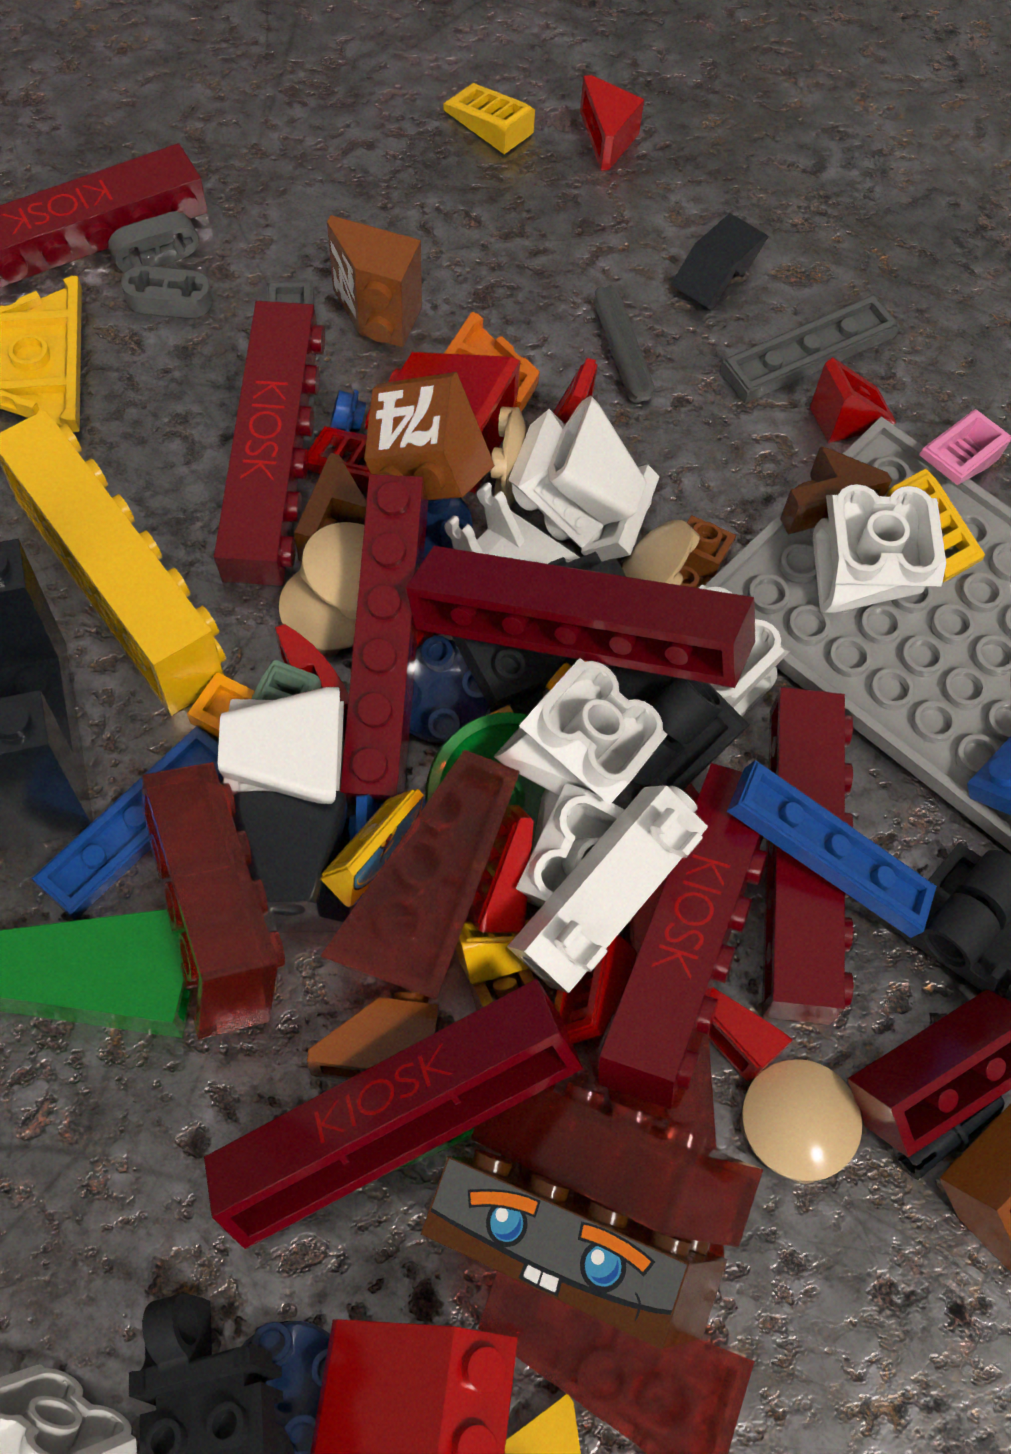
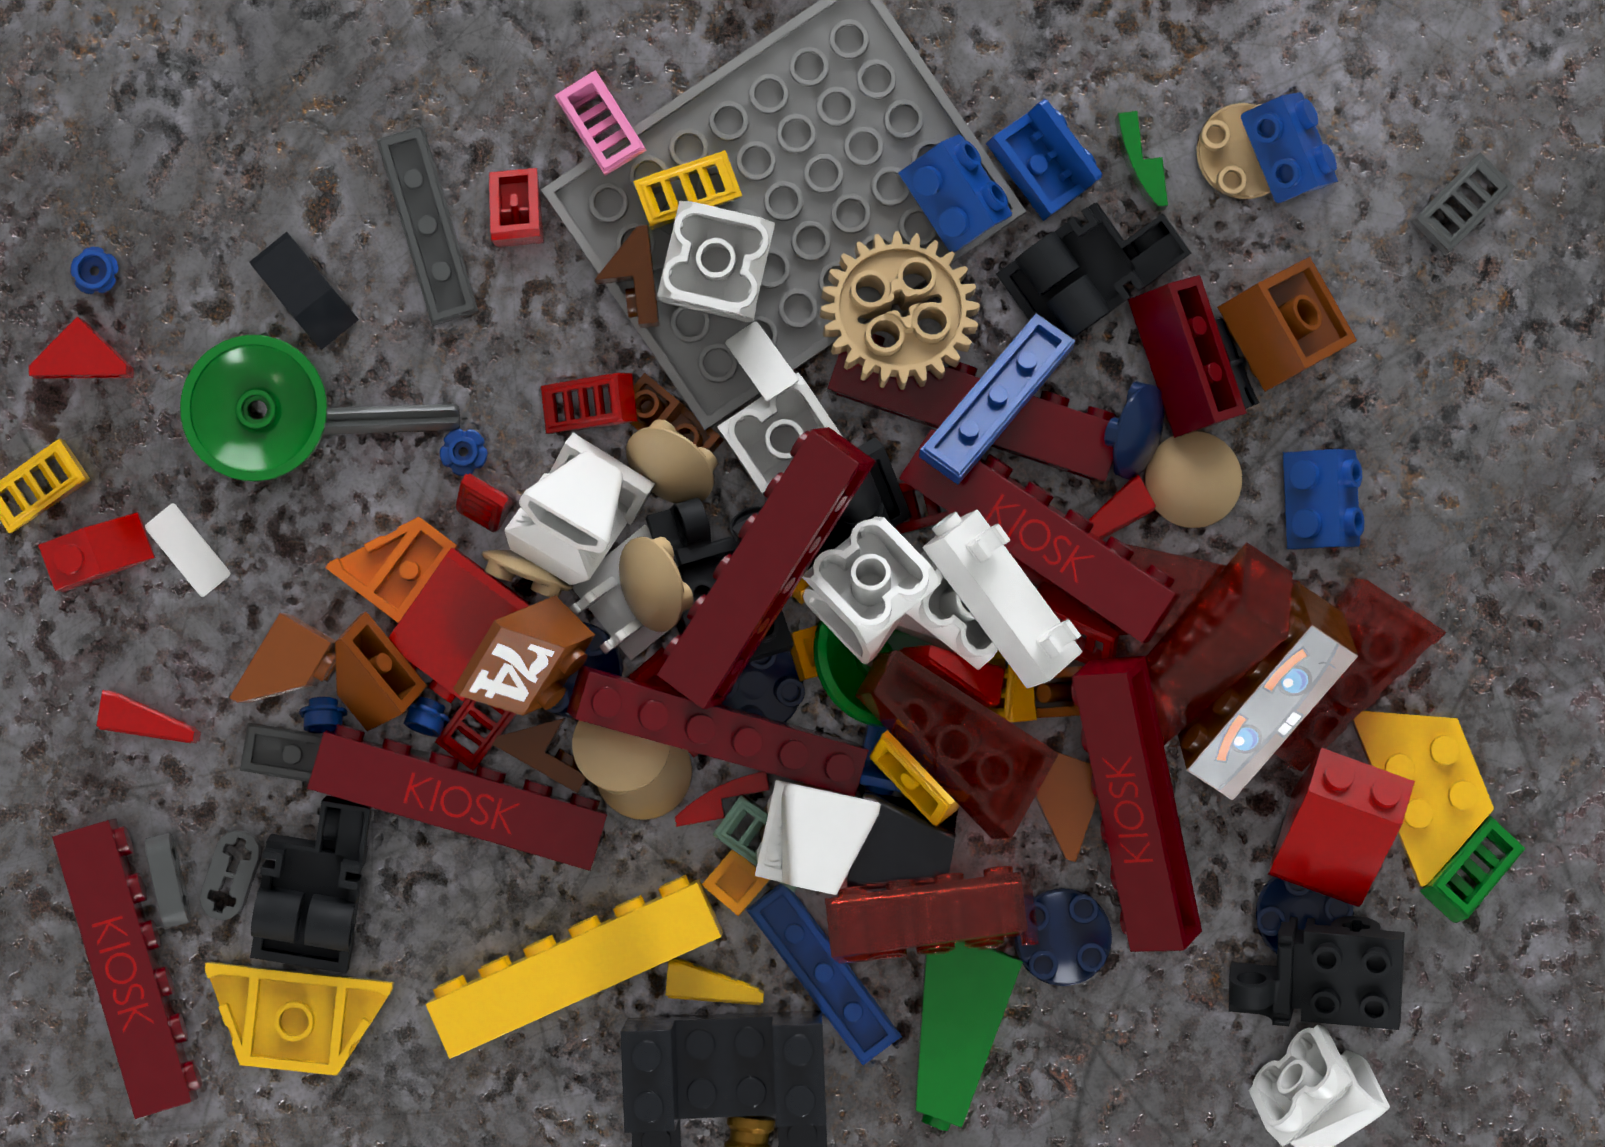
camera: 70 degrees left, 25 degrees up
(108, 688) = (699, 983): none -> yellow slope
(153, 339) = (308, 896): none -> black plate
(213, 1082) = (1072, 938): none -> dark blue dish
(301, 200) = (129, 716): none -> red slope
(336, 332) = (322, 714): none -> blue plate
(381, 342) = (373, 674): none -> dark orange slope
(441, 150) = (96, 552): none -> red slope
(460, 226) = (187, 550): none -> white sticker
(542, 544) = (653, 583): none -> tan dish
(604, 229) = (219, 401): none -> green dish
(621, 408) = (476, 454): none -> blue plate
(684, 123) = (90, 258): none -> blue plate
(696, 490) = (620, 396): none -> red slope
(789, 615) = (761, 361): none -> white sticker
(830, 1290) = (1322, 499): none -> blue bracket
(844, 1025) = (1136, 431): none -> dark blue dish
(890, 737) = (914, 349): none -> tan gear

